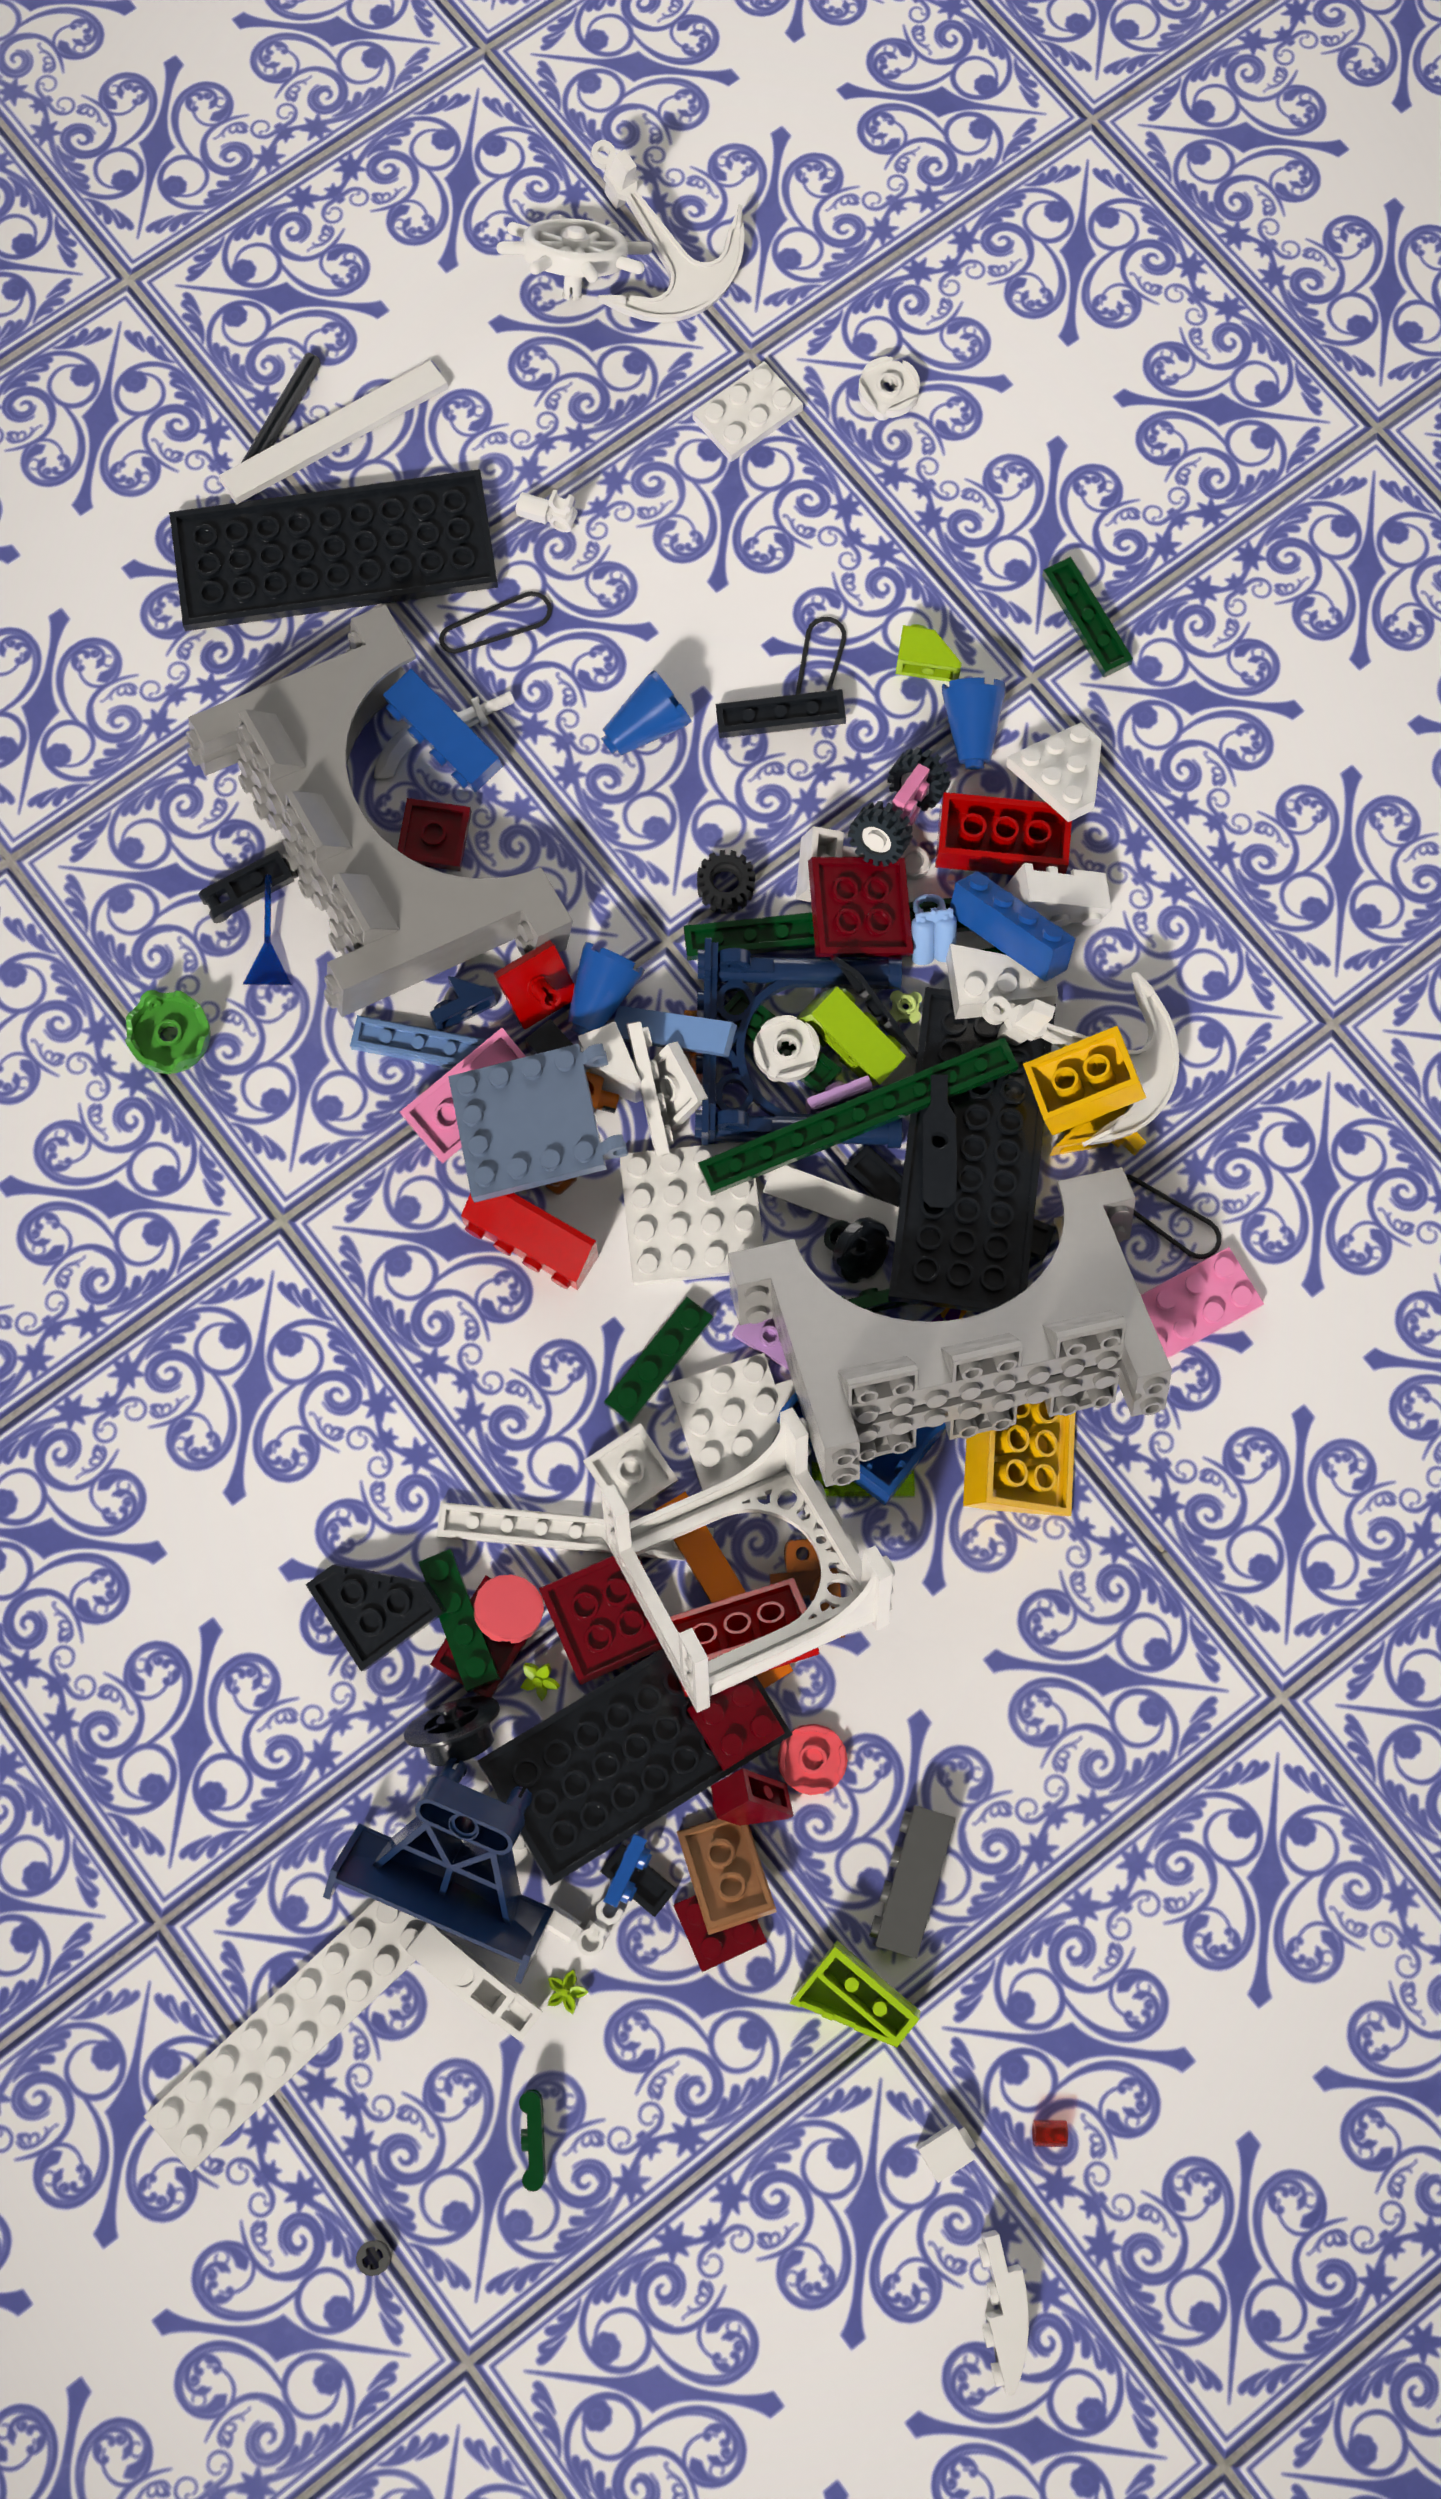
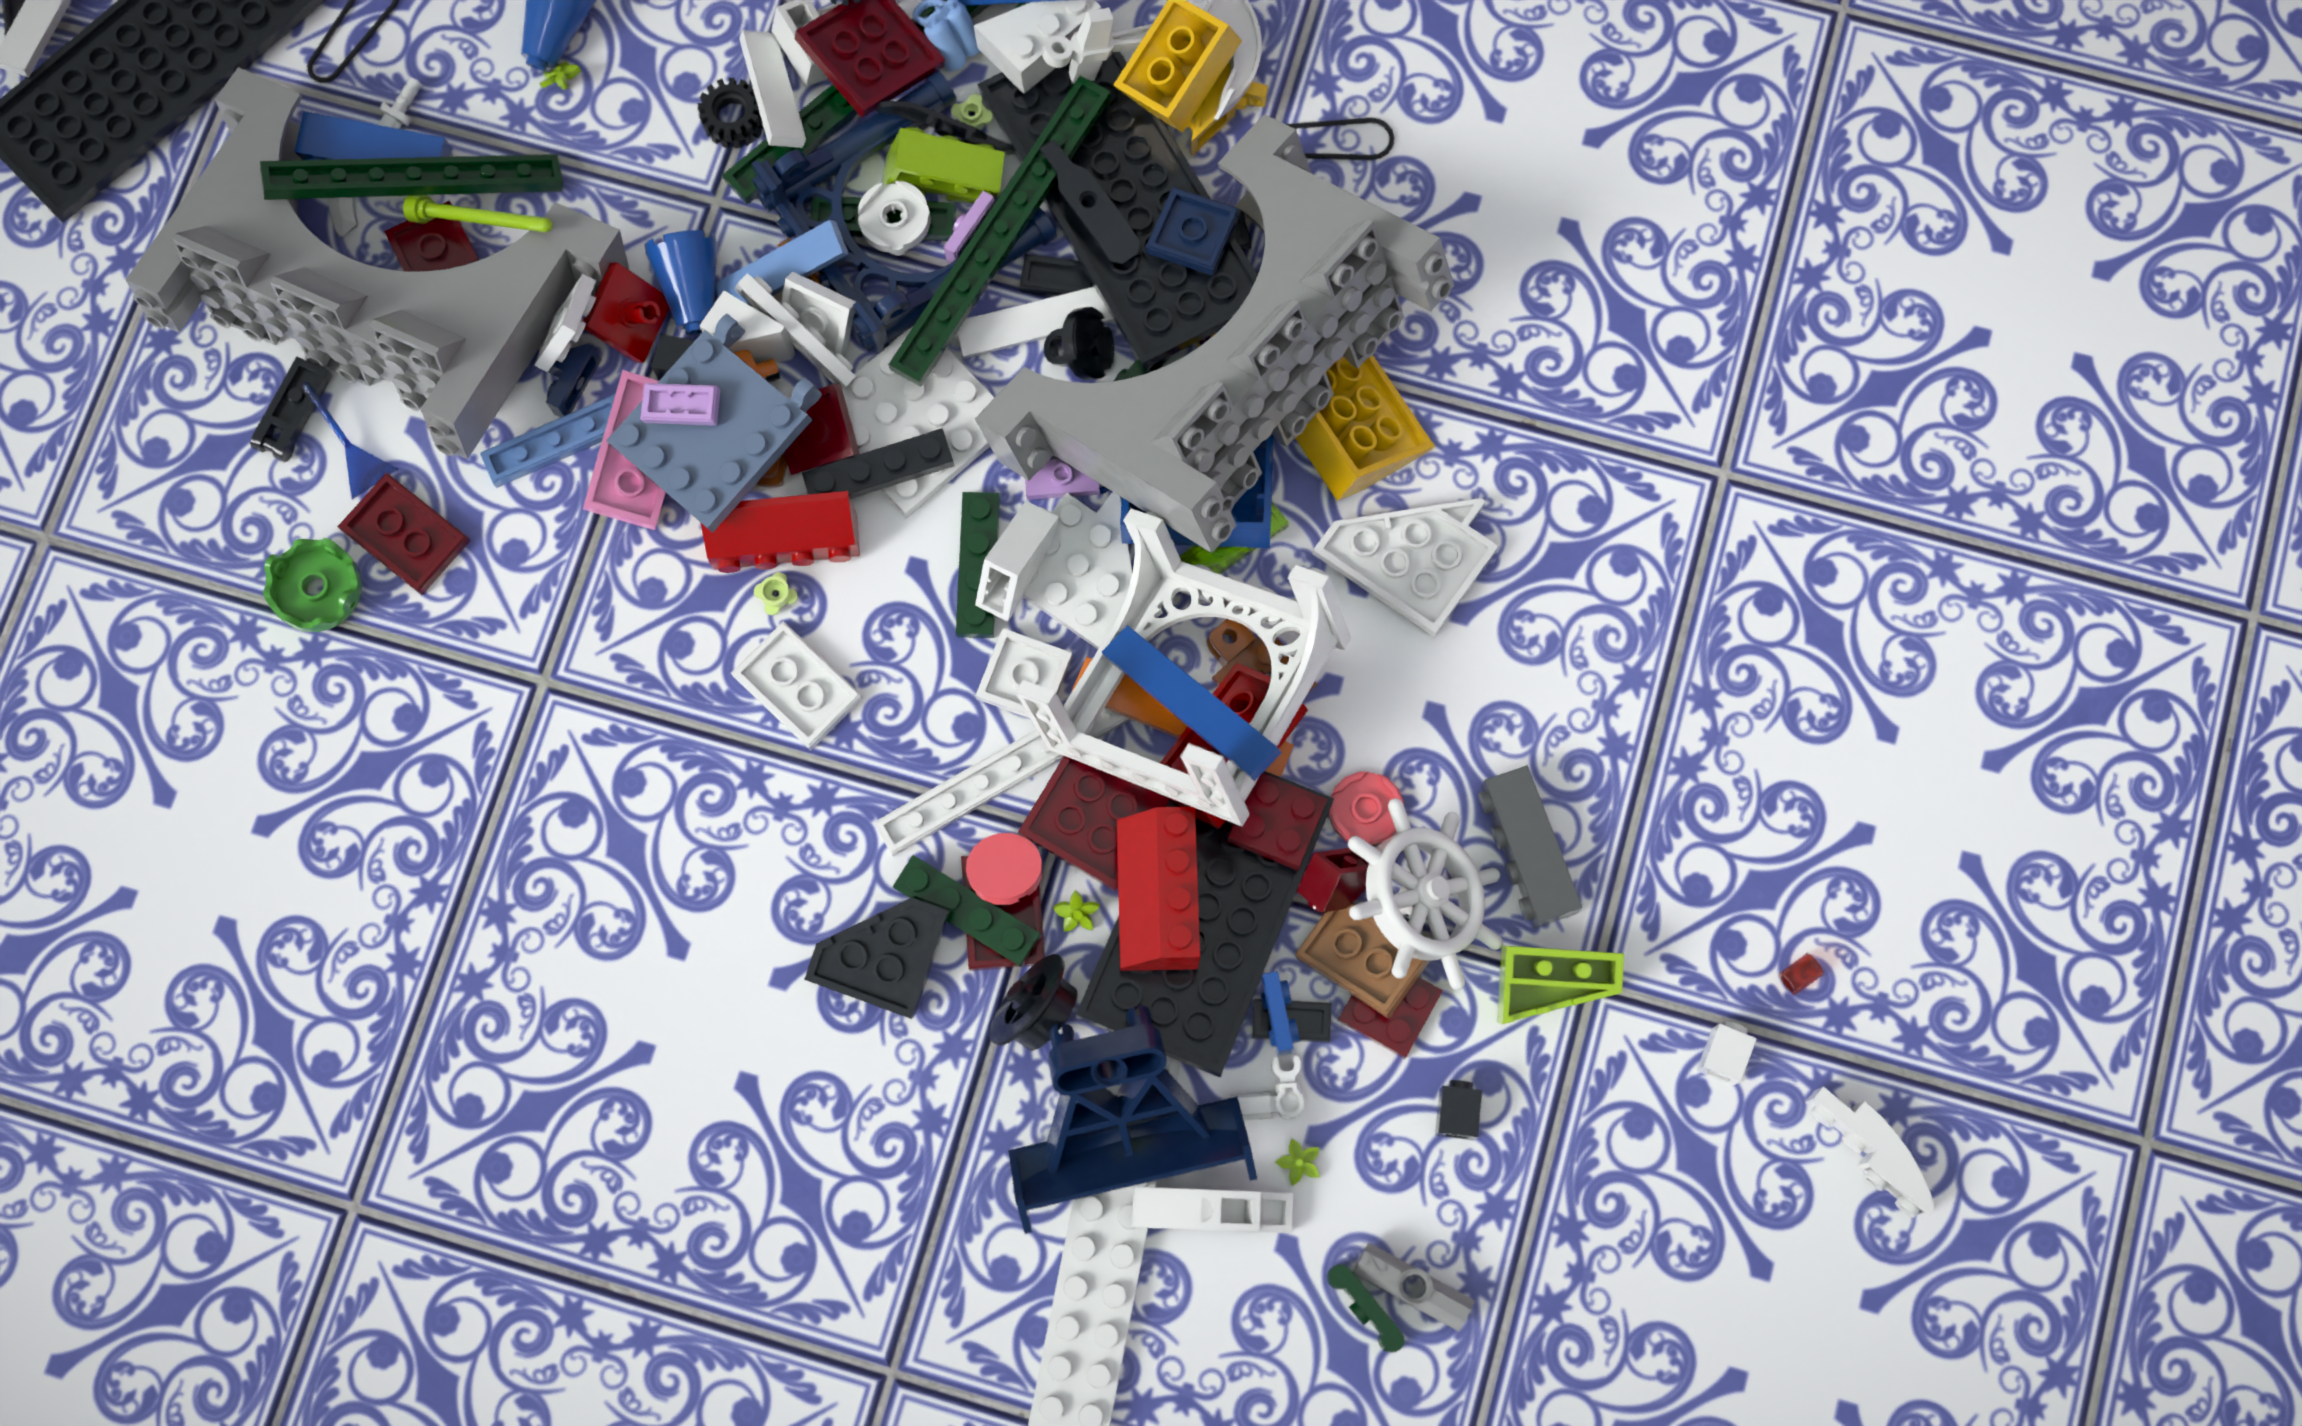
camera: 30 degrees left, 0 degrees up
(260, 1037) = (404, 533): none -> dark red tile
(445, 802) = (424, 209): none -> lime piece
(452, 773) = (410, 176): none -> dark green plate
(460, 1357) = (797, 685): none -> white tile
(482, 966) = (567, 324): none -> white plate
(489, 1267) = (778, 583): none -> yellowish green plate
(518, 1089) = (680, 404): none -> lavender plate
(588, 2173) = (1437, 1298): none -> light grey piece
(605, 1711) = (1158, 890): none -> red slope
(619, 1183) = (826, 437): none -> dark red plate
(620, 764) = (560, 75): none -> lime plant
(637, 1235) = (882, 466): none -> black plate
(685, 1379) = (1015, 560): none -> white slope
(711, 2043) = (1458, 1110): none -> black brick
(729, 1590) = (1191, 703): none -> blue tile
(767, 886) = (772, 89): none -> white tile
(802, 1861) = (1425, 894): none -> white piece
(988, 1591) = (1412, 557): none -> white wing
(1002, 1219) = (1193, 231): none -> dark blue tile
(1200, 1301) = (1417, 179): bright pink plate -> none

